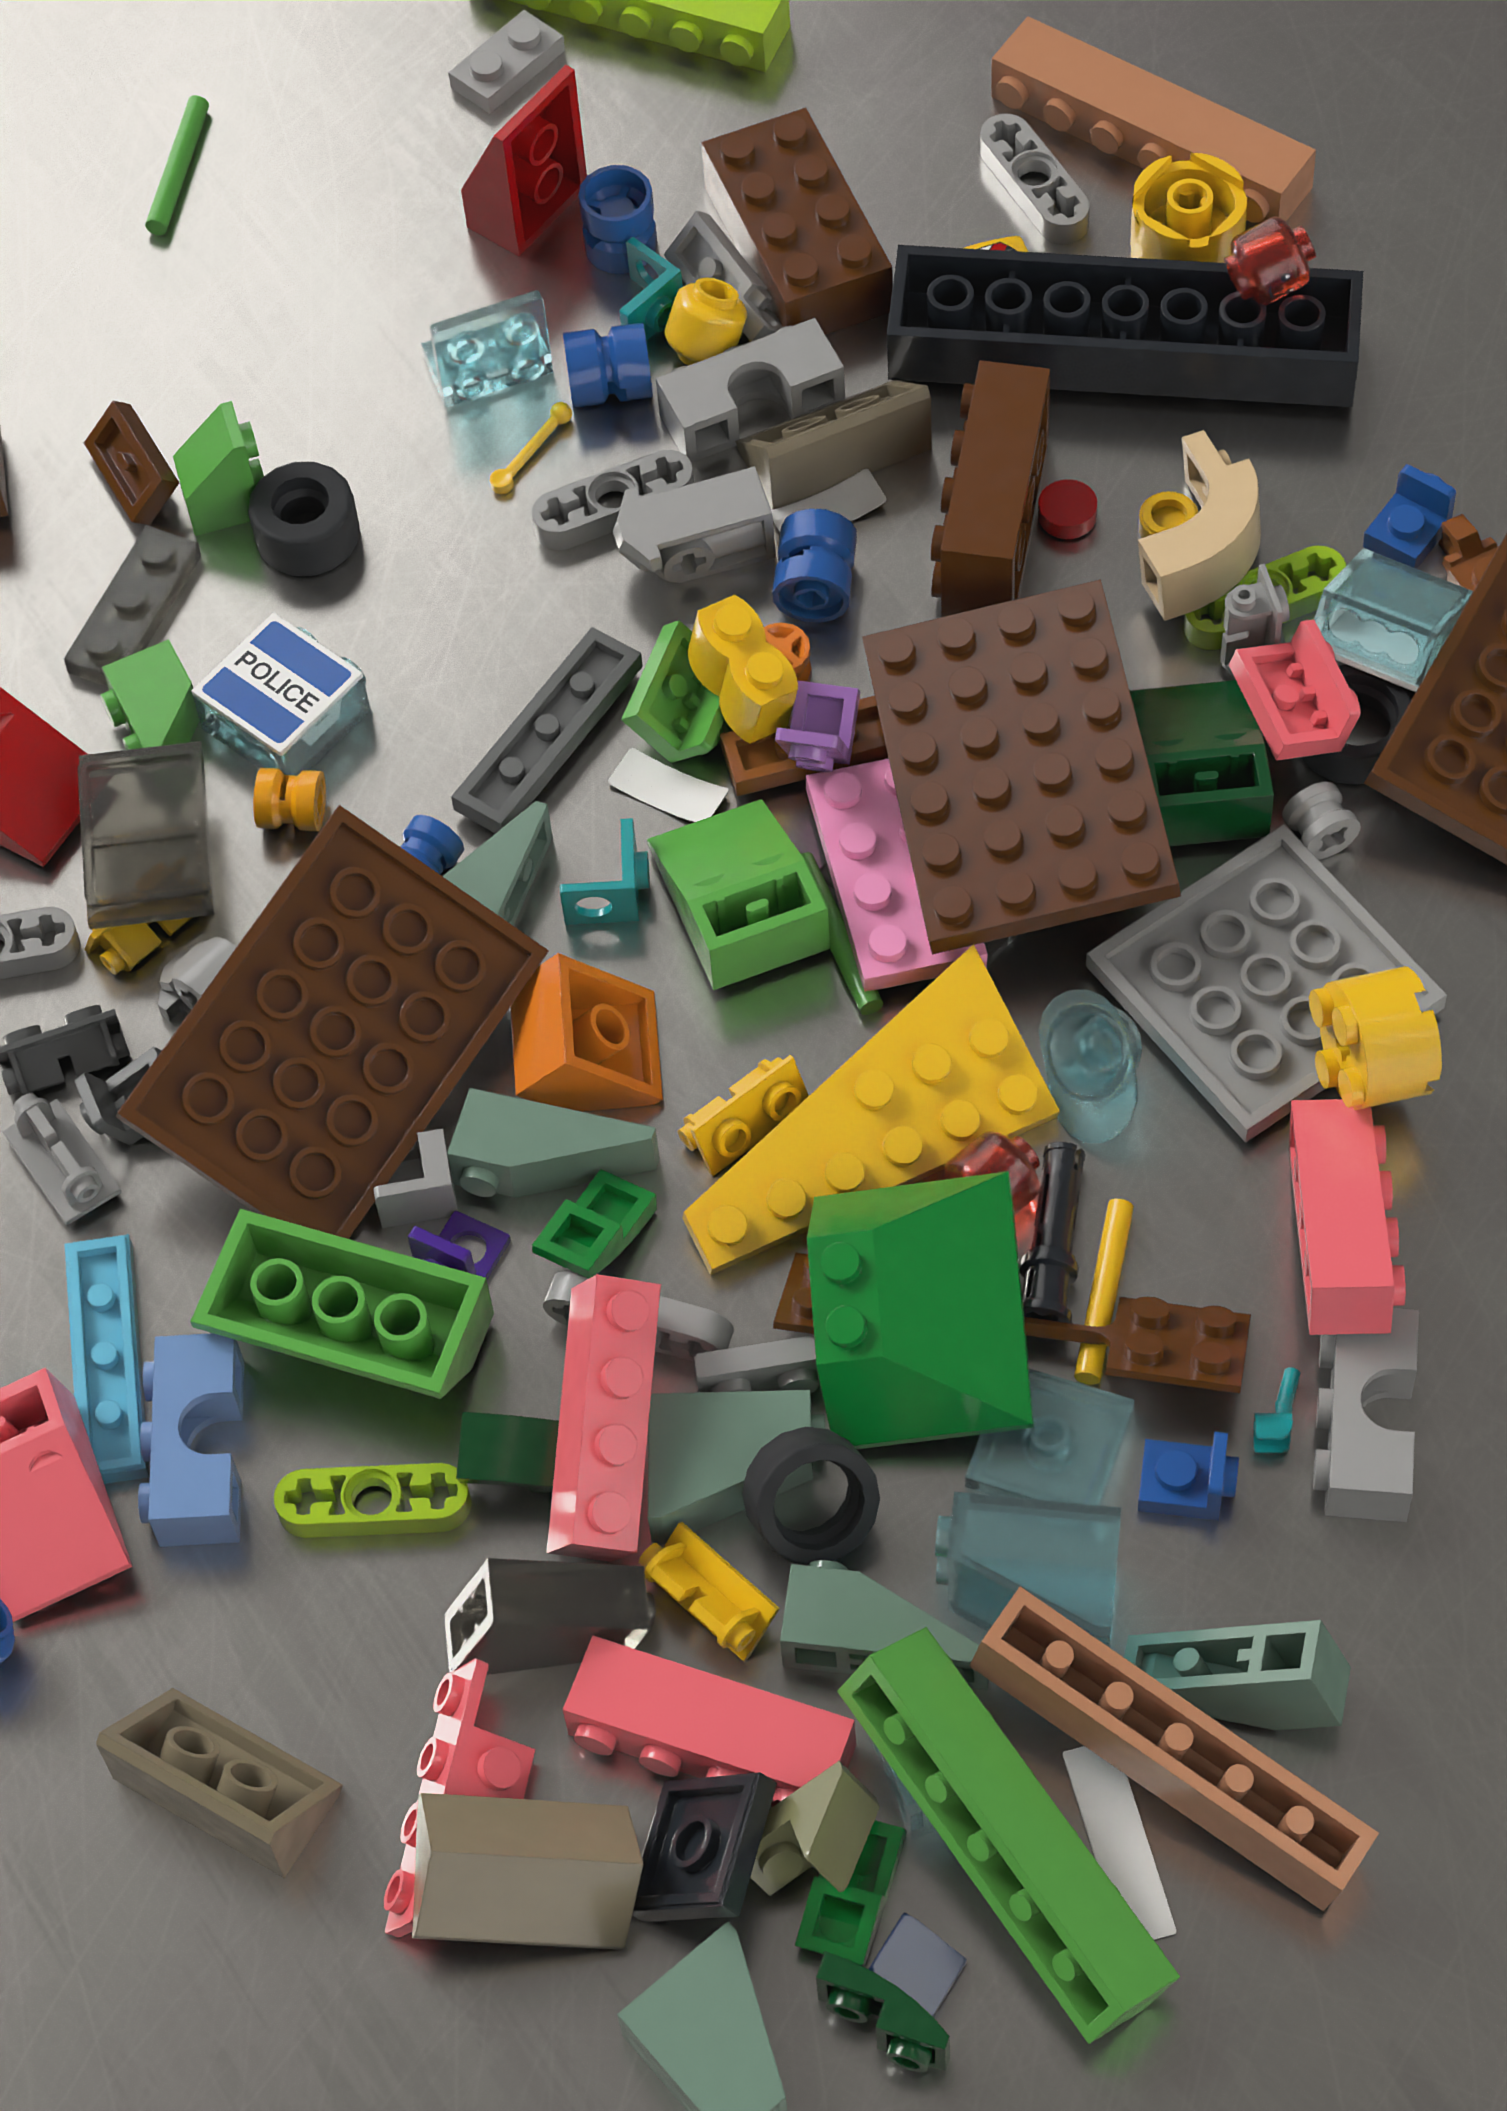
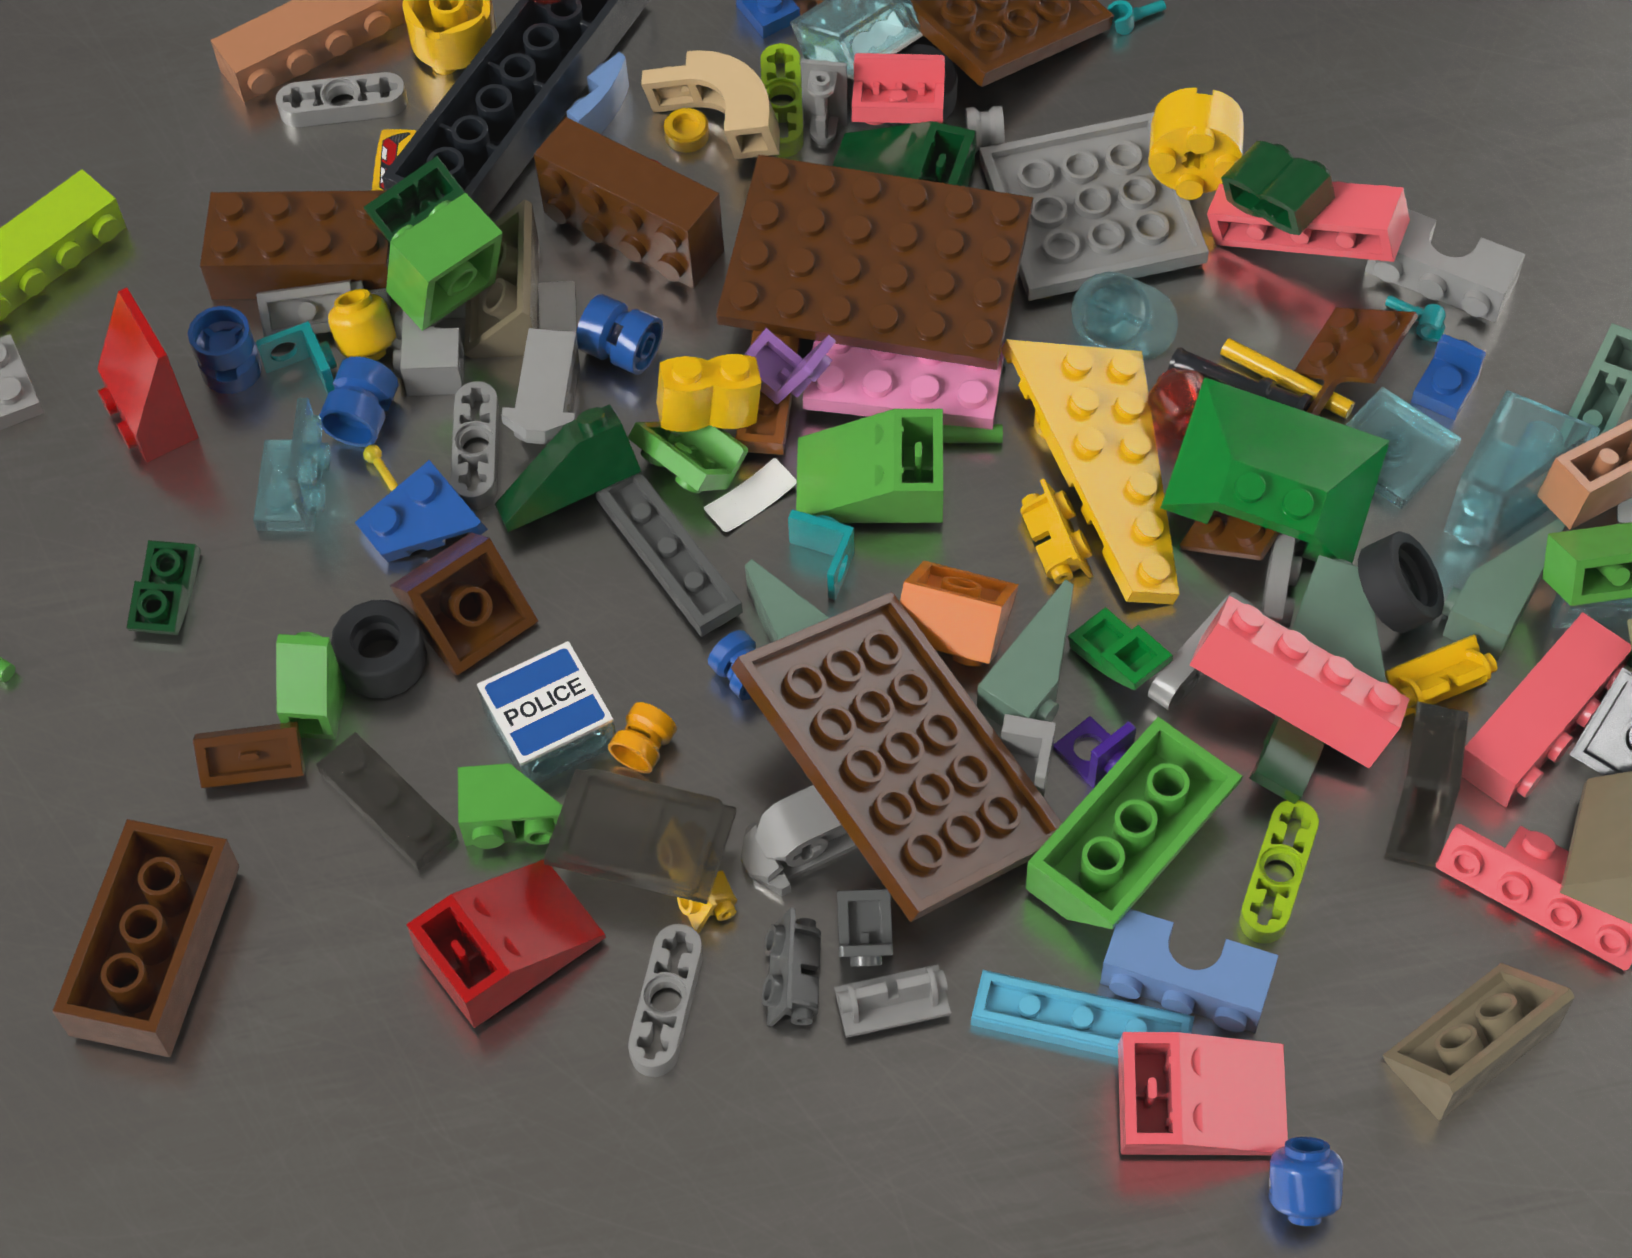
camera: 70 degrees left, 0 degrees up
(297, 313) = (165, 588): none -> dark green slope
(393, 568) = (465, 602): none -> reddish brown slope
(490, 484) = (418, 516): none -> blue wing
(609, 594) = (573, 465): none -> dark green slope
(779, 338) = (443, 260): none -> bright green brick
(851, 285) = (413, 198): none -> dark green torso
(1163, 420) = (607, 91): none -> medium blue slope
(1335, 1148) = (1278, 187): none -> dark green brick

